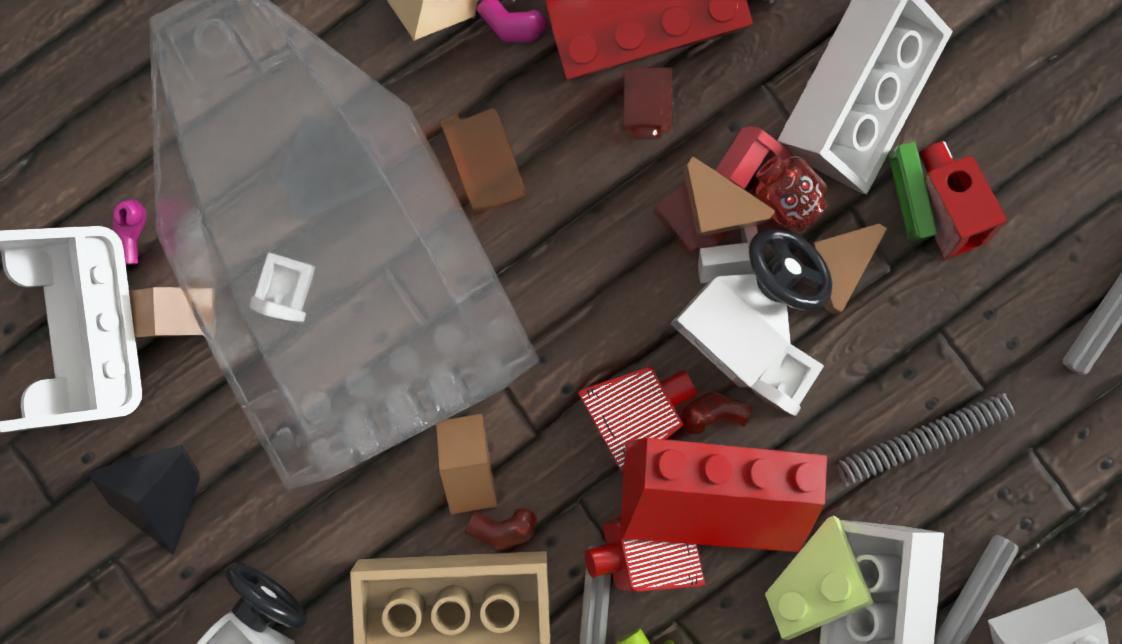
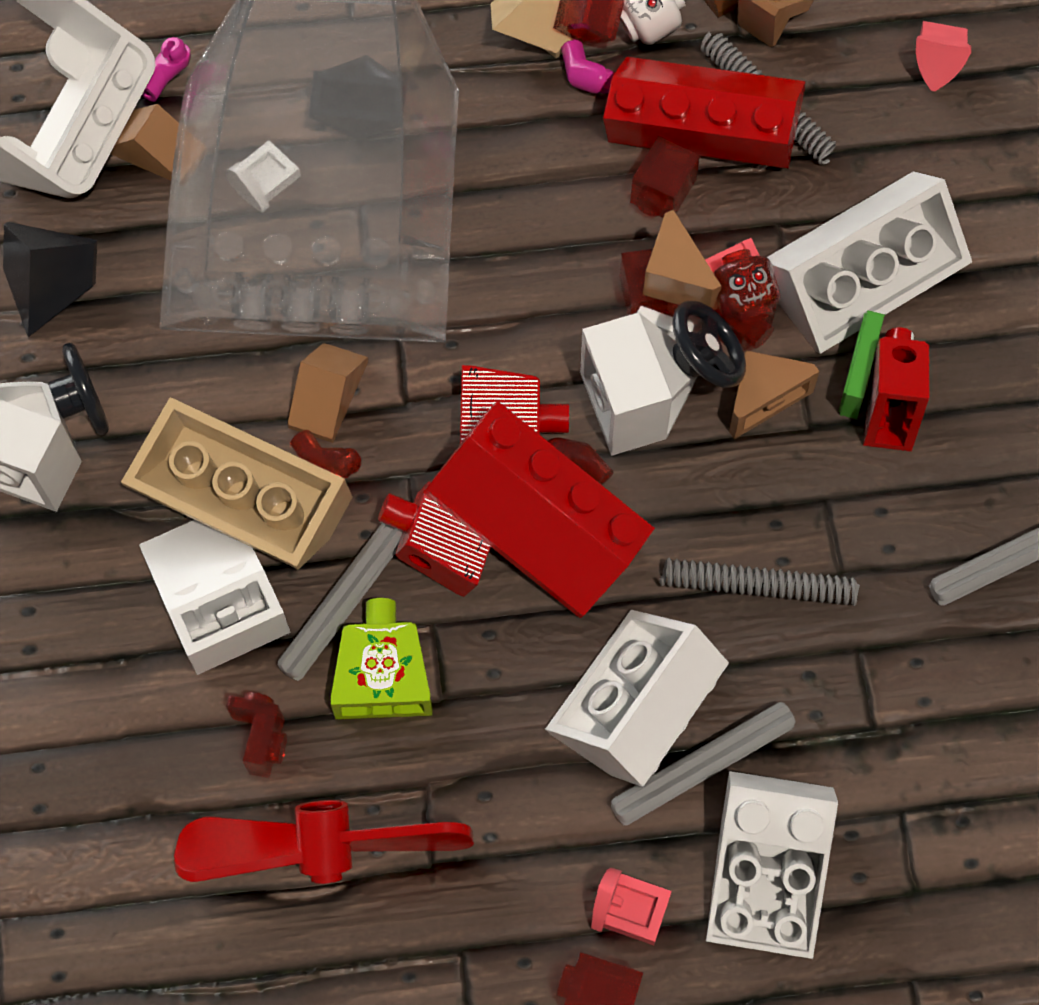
camera: 30 degrees right, 20 degrees down
(484, 160) = (494, 161): clear orange panel -> none
(787, 380) = (659, 466): white tile -> none
(818, 584) = (584, 649): yellowish green wing -> none

